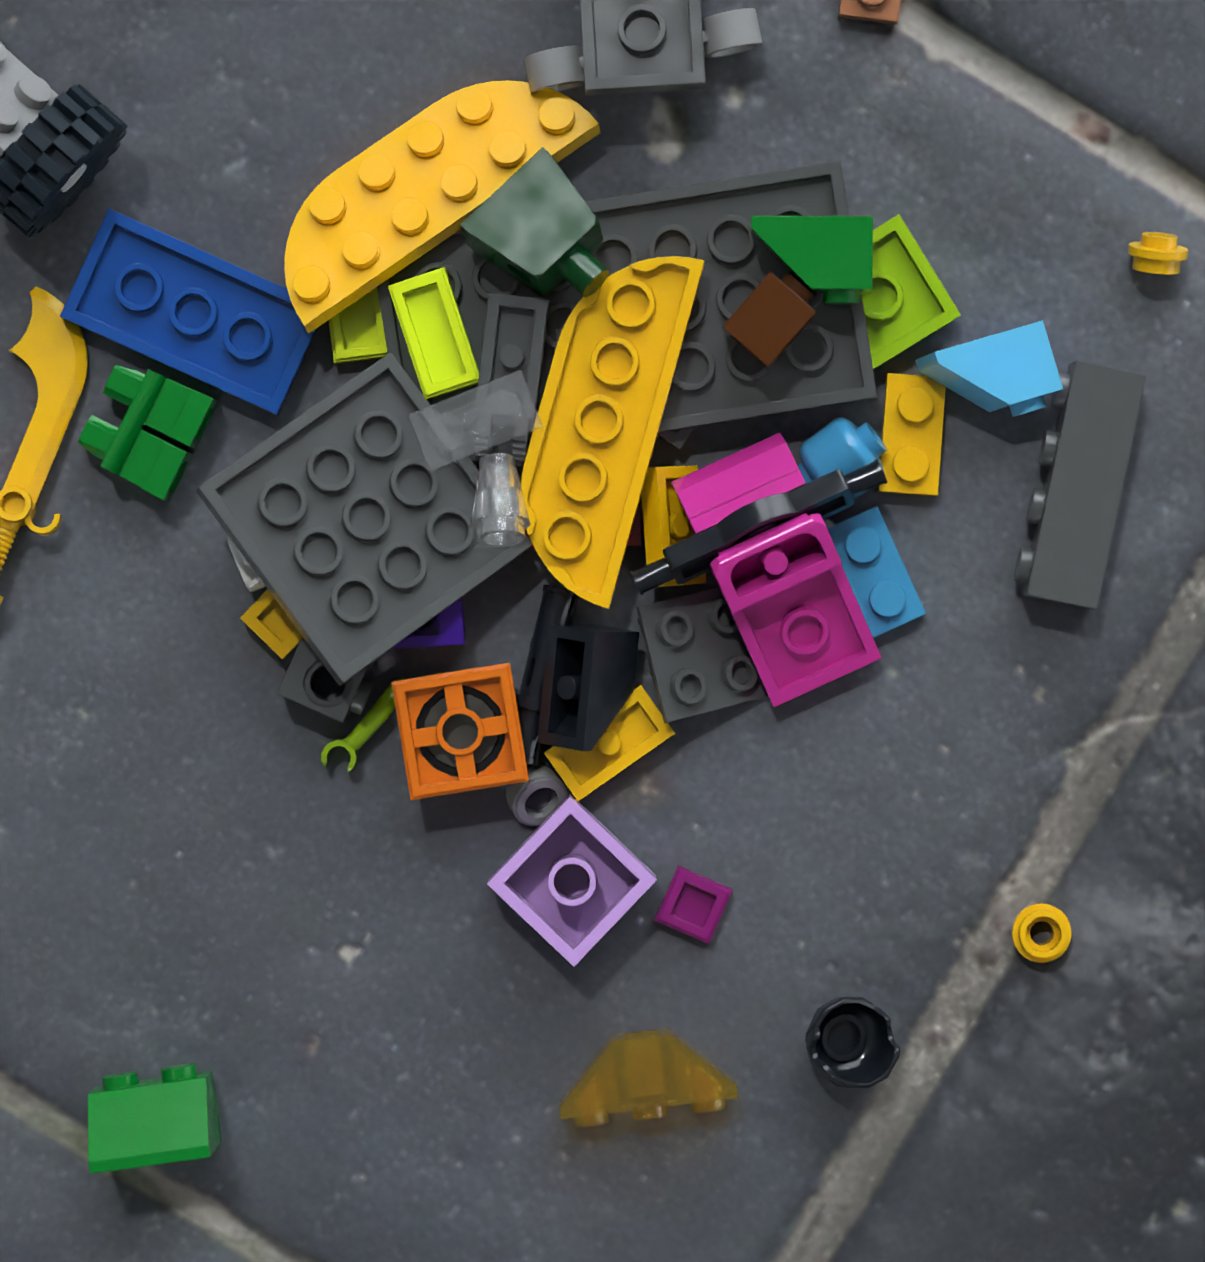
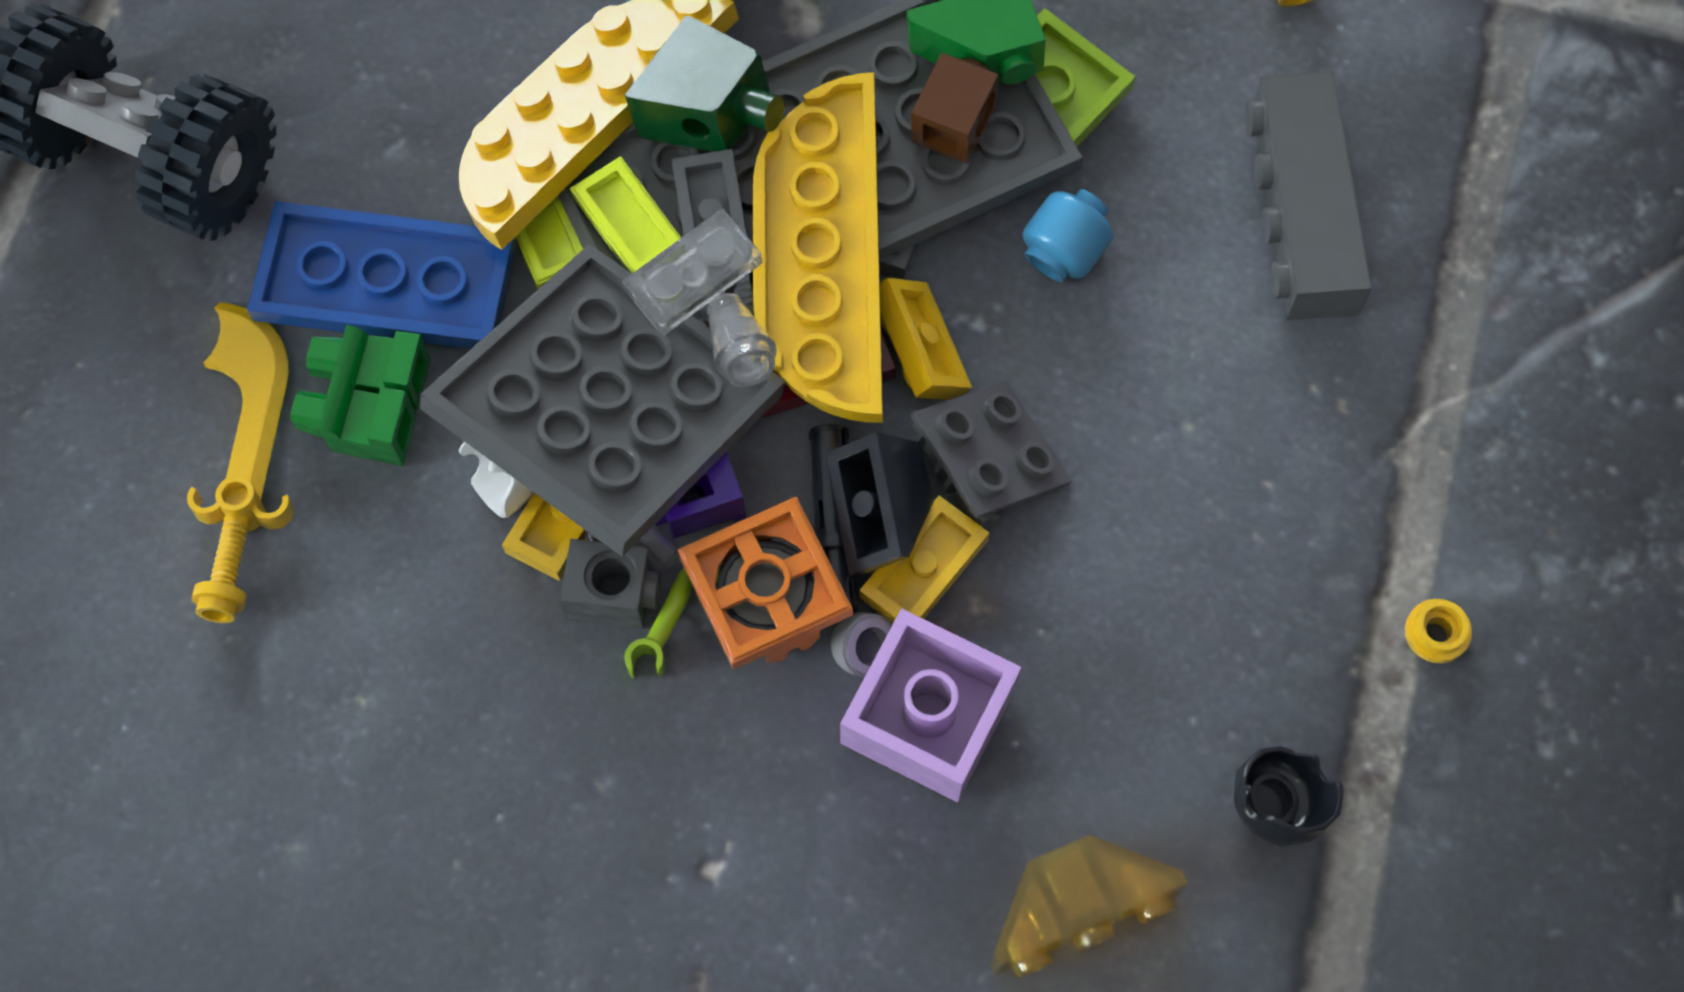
camera: 15 degrees left, 20 degrees down
(693, 904) = (1065, 708): magenta tile -> none
(774, 563) = (1033, 325): dark pink piece -> none
(876, 572) = (1135, 334): dark azure plate -> none
(912, 434) = (1125, 184): yellow plate -> none
(999, 370) = (1186, 111): medium azure slope -> none

